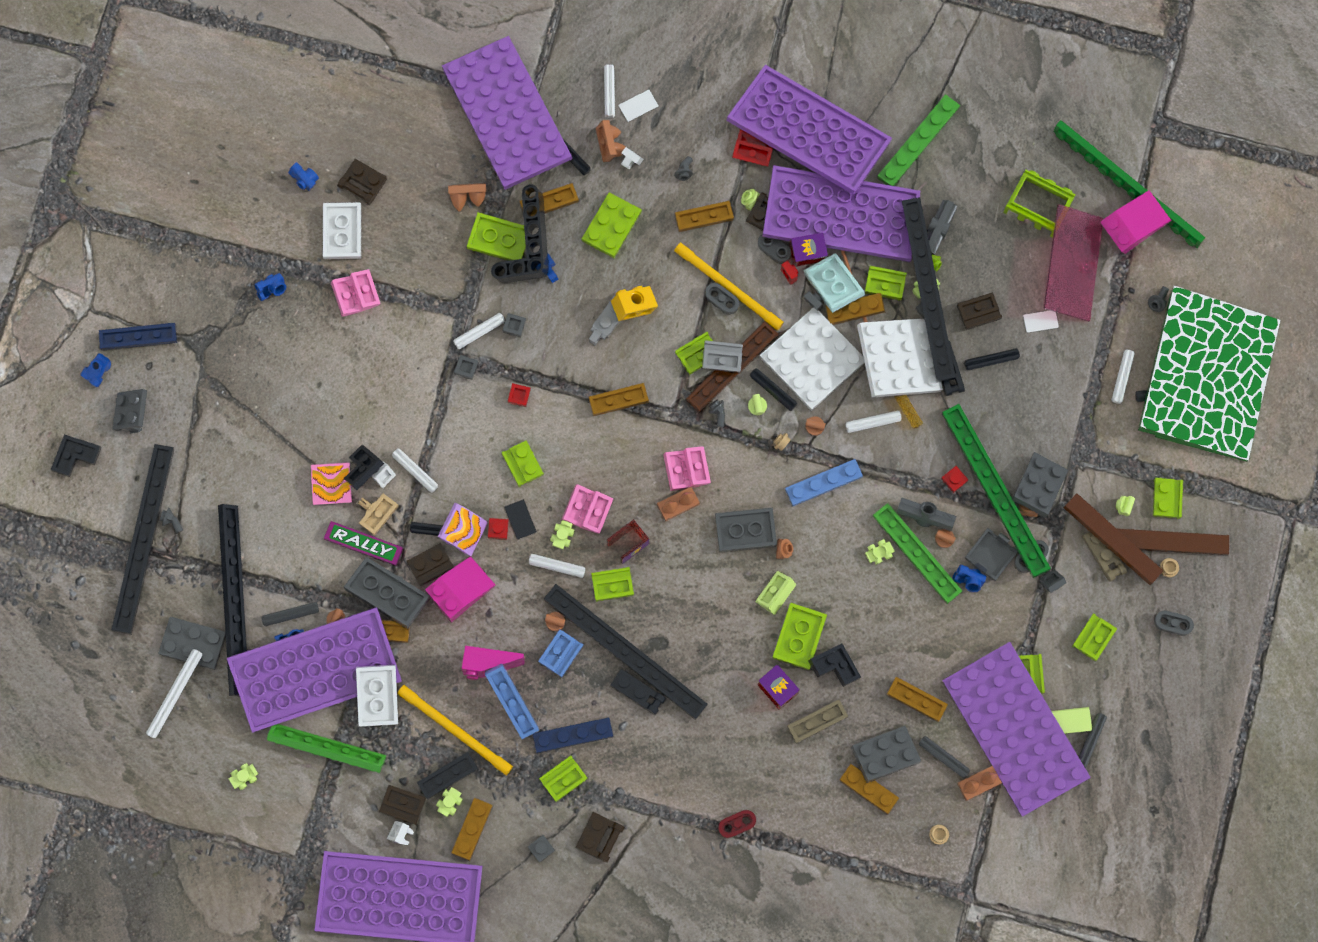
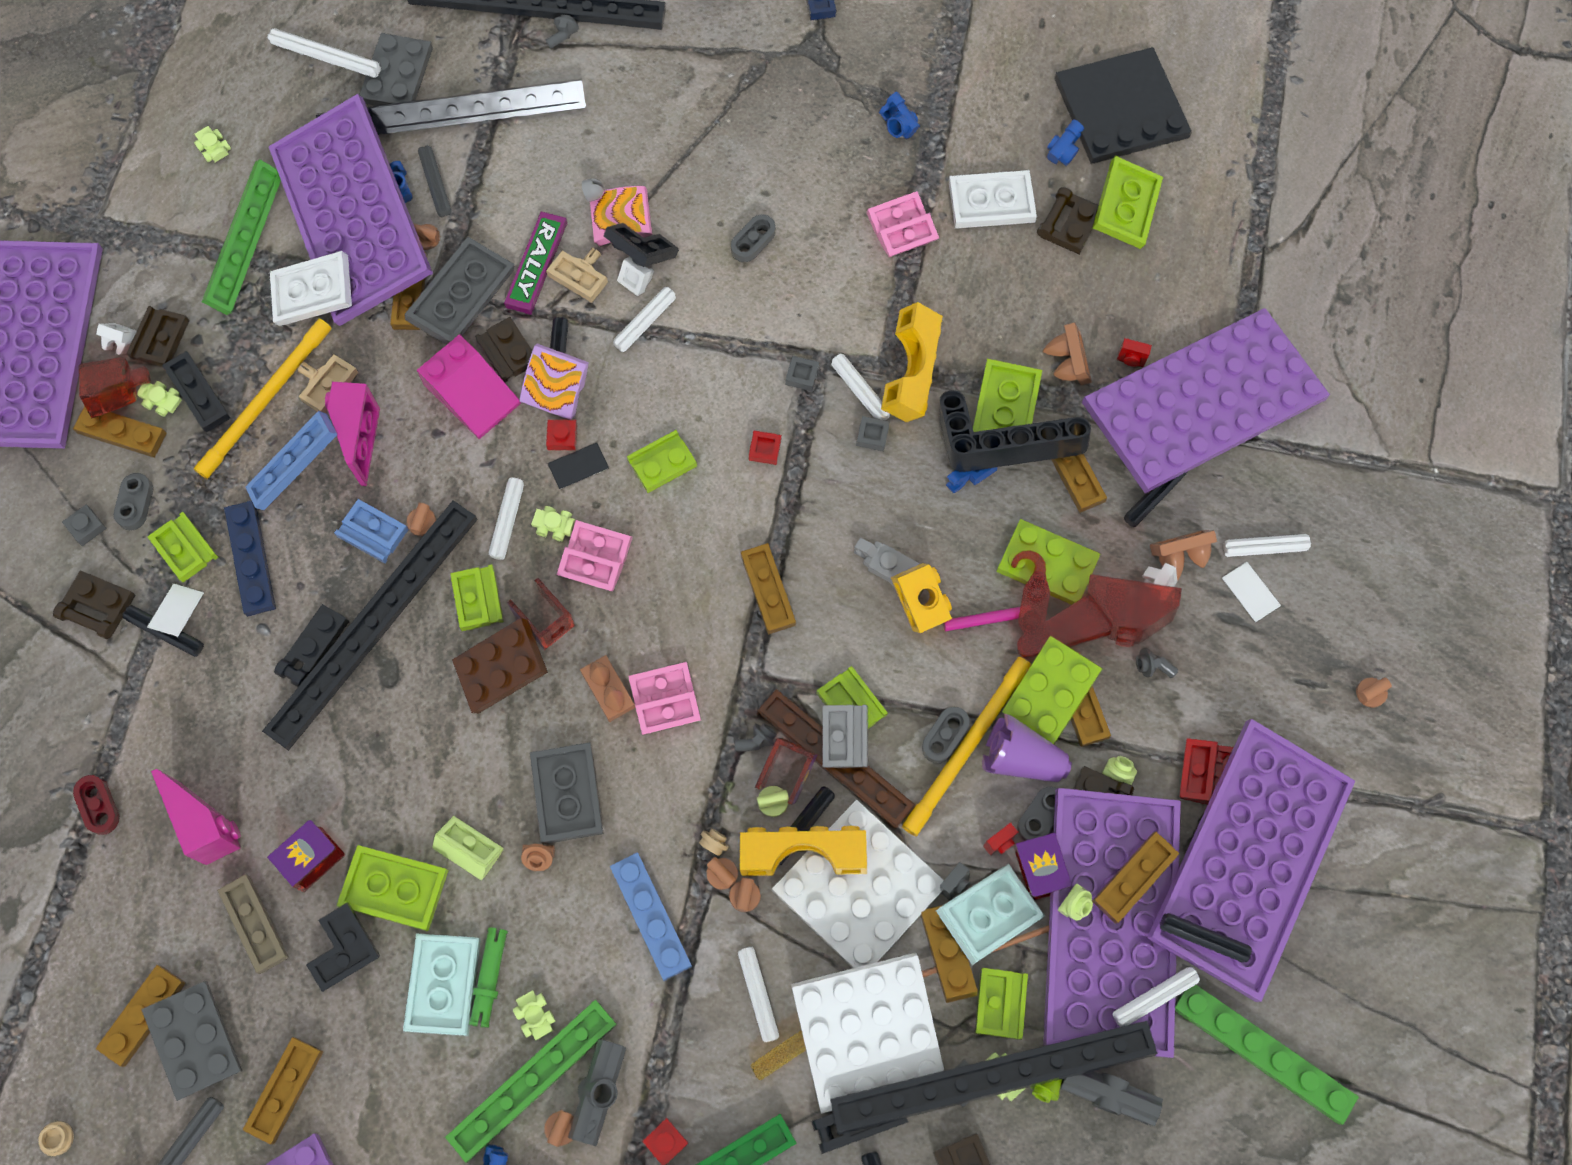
camera: 90 degrees right, 5 degrees down
(271, 135) = (1123, 105): none -> black plate
(313, 500) = (592, 189): none -> light grey hinge
(354, 141) = (1127, 202): none -> lime plate
(360, 393) = (752, 240): none -> dark grey plate
(441, 832) = (109, 385): none -> clear red torso
(446, 288) = (919, 333): none -> yellow arch
(448, 686) = (321, 380): none -> tan plate
(470, 153) = (1134, 353): none -> red plate
(525, 818) = (133, 499): none -> dark grey plate
(607, 781) = (175, 610): none -> white sticker
(621, 789) = (183, 641): none -> black axle
(646, 263) = (982, 619): none -> dark pink bar
(652, 196) = (1111, 609): none -> clear red slope
(663, 567) = (499, 665): none -> reddish brown plate
(699, 231) = (1052, 689): none -> lime plate
(709, 44) = (1373, 691): none -> nougat plate
(735, 402) = (779, 743): none -> clear red piece
(737, 254) = (1023, 753): none -> medium lavender cone
(757, 750) = (198, 826): none -> dark pink slope
(794, 362) = (765, 850): none -> yellow arch
(801, 438) = (721, 873): none -> nougat plate
(819, 196) = (1135, 877): none -> pearl gold plate
(833, 231) = (1077, 903): none -> yellowish green plate
(856, 161) = (1205, 937): none -> black axle
(856, 578) = (488, 978): none -> bright green pin
(858, 607) = (442, 984): none -> light aqua tile
(887, 194) = (1156, 997): none -> white axle

